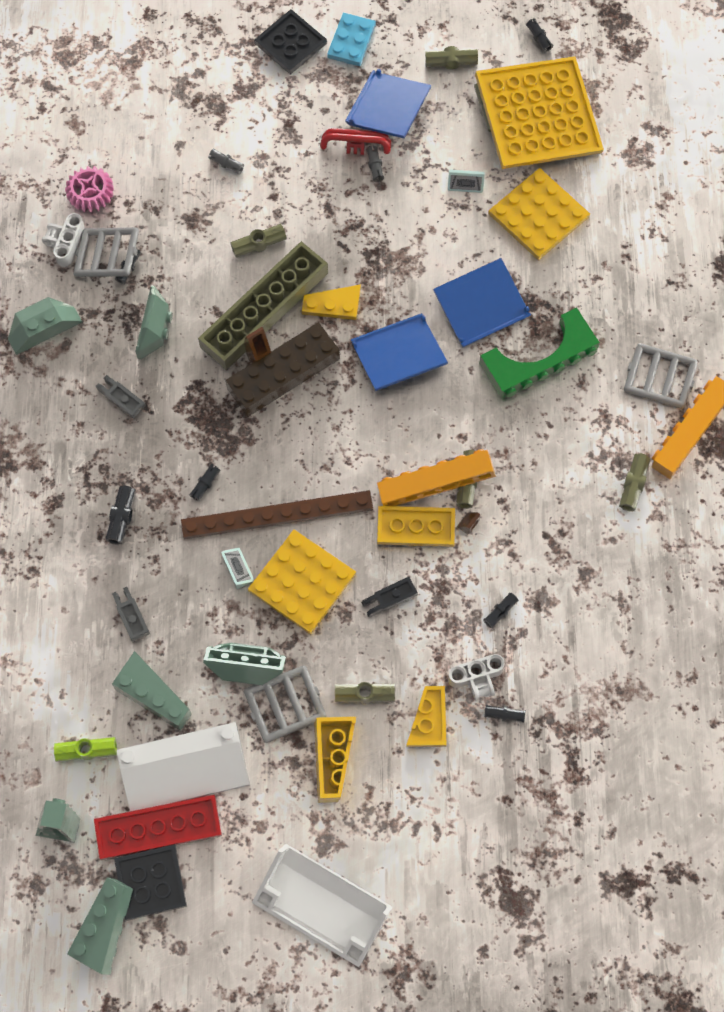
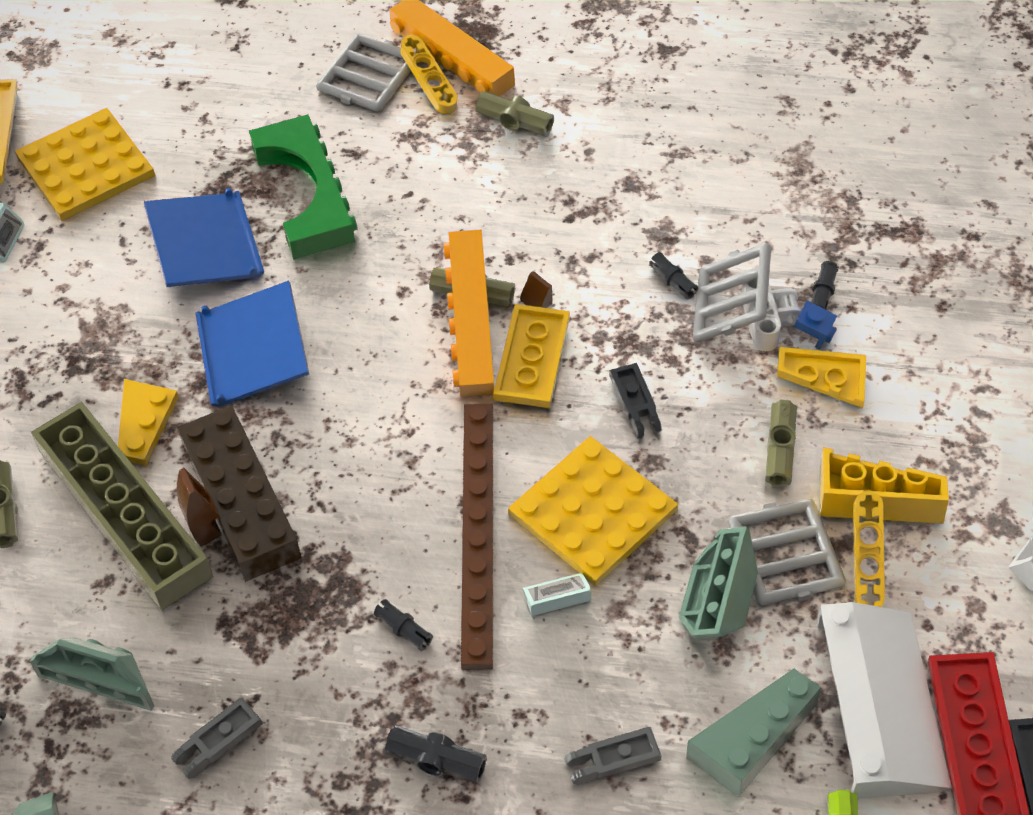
camera: 80 degrees left, 15 degrees down
(281, 754) = (872, 551): none -> yellow beam
(466, 708) = (816, 323): none -> blue bracket
(473, 662) = (759, 294): none -> light grey bar
(660, 414) = (424, 75): none -> yellow beam

